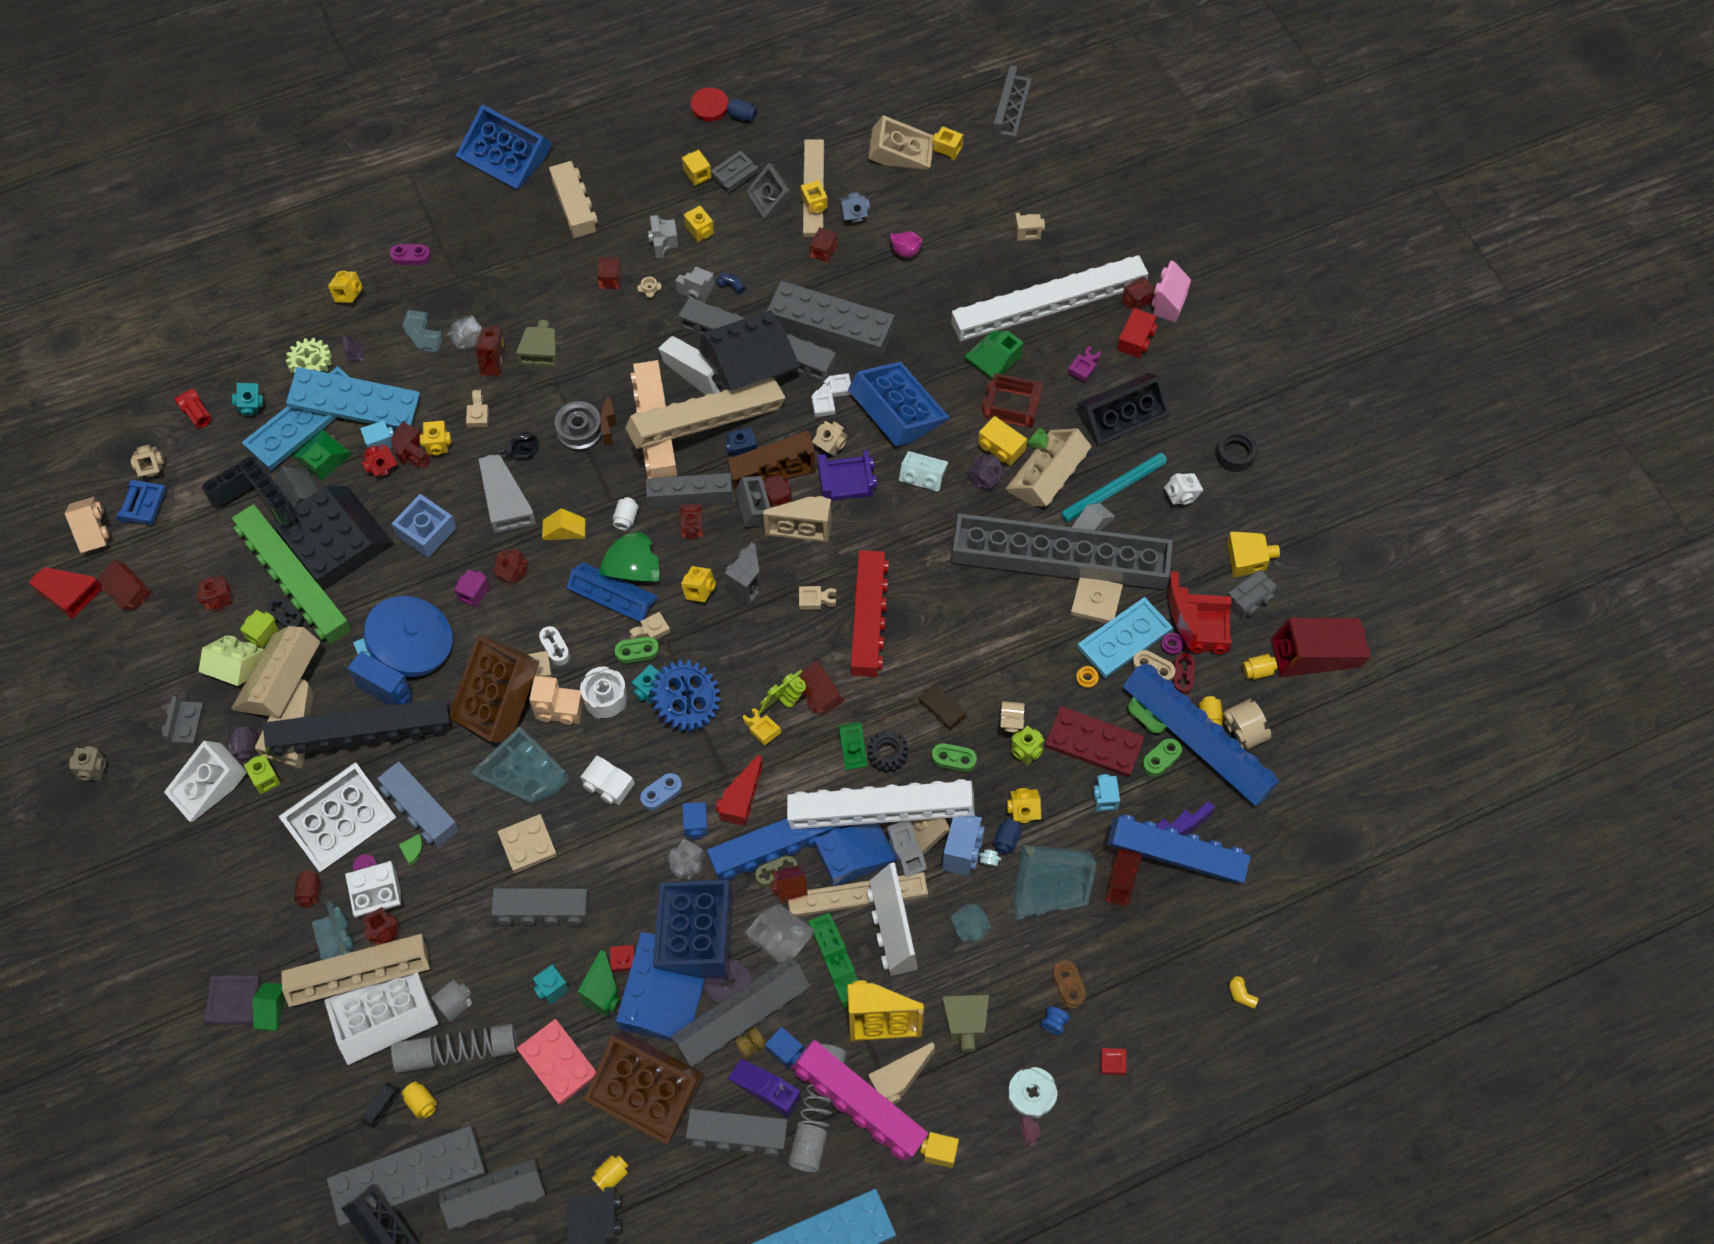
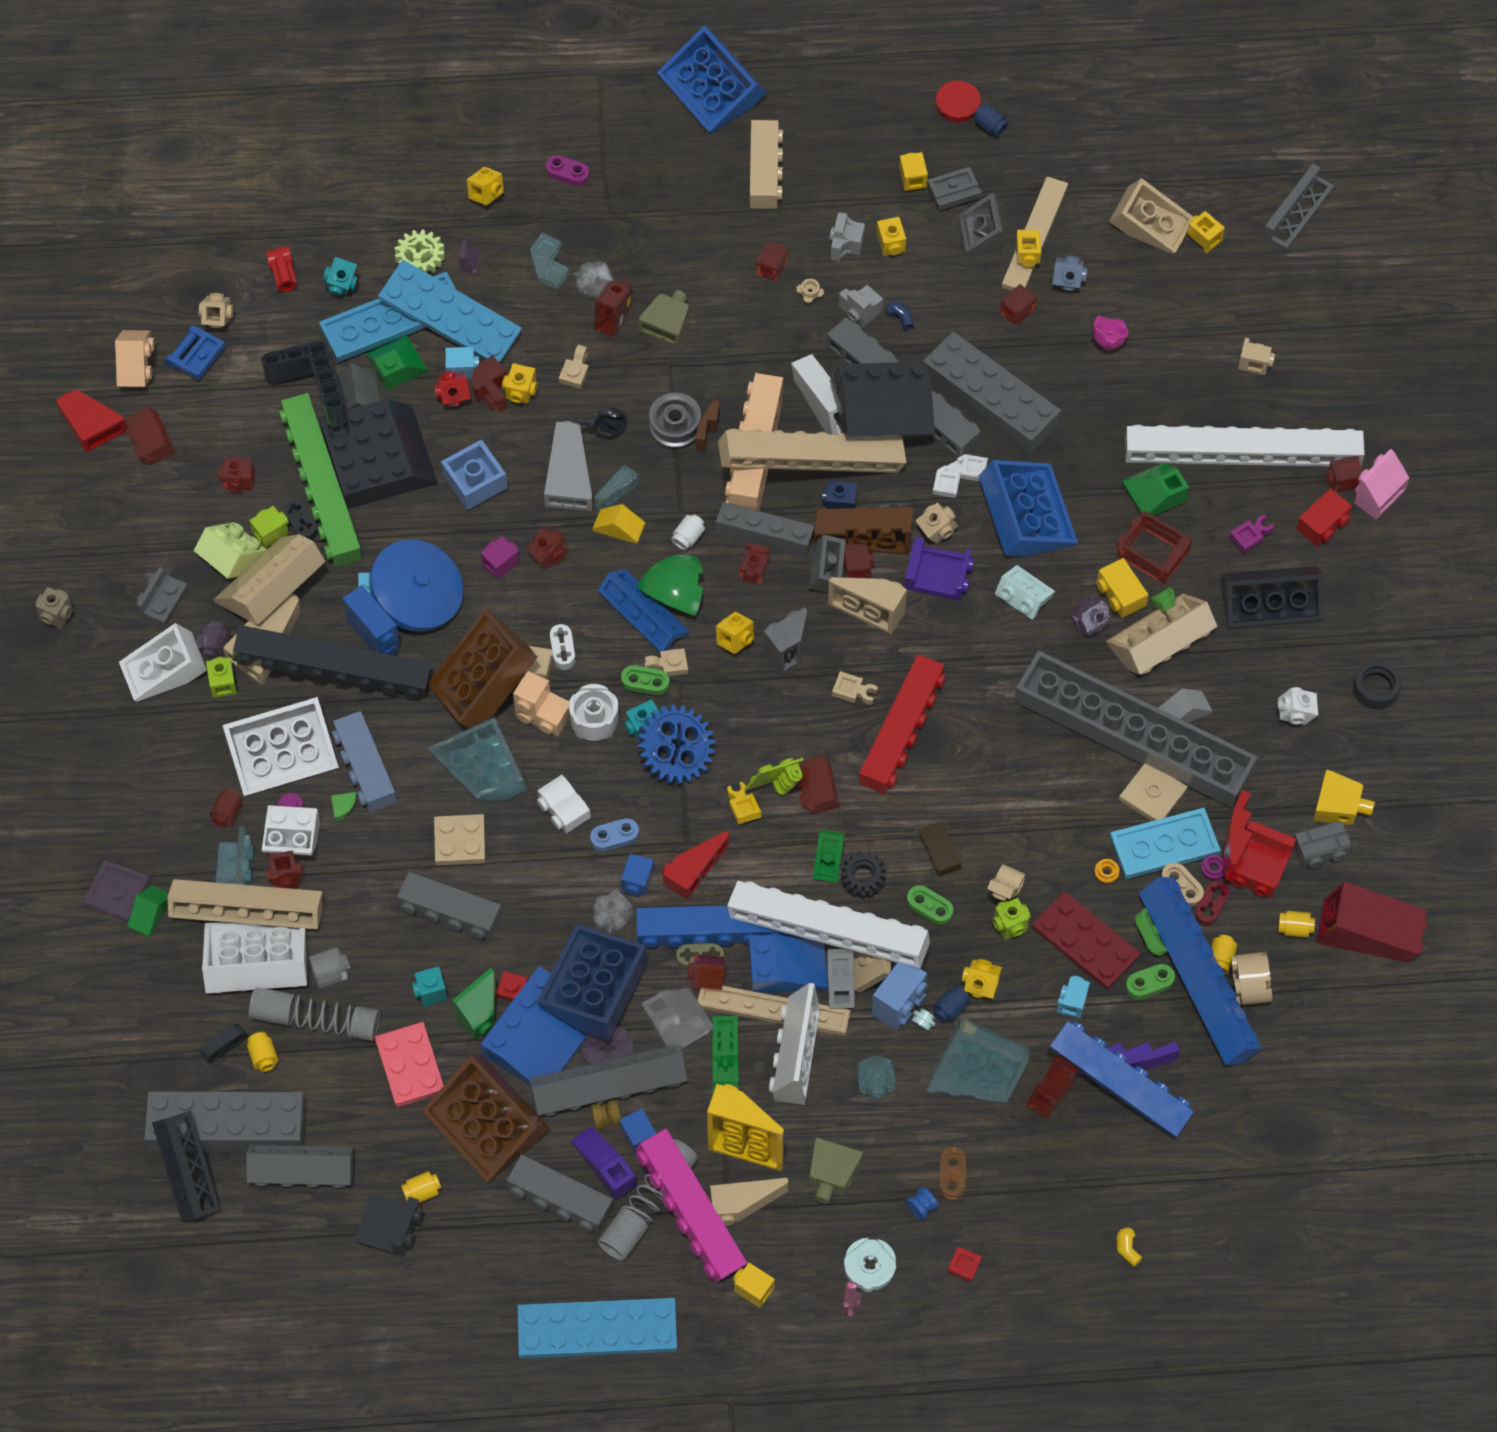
camera: 20 degrees right, 0 degrees up
(551, 495) = (619, 485): none -> clear light blue slope
(1114, 486) = (1227, 678): teal axle -> none

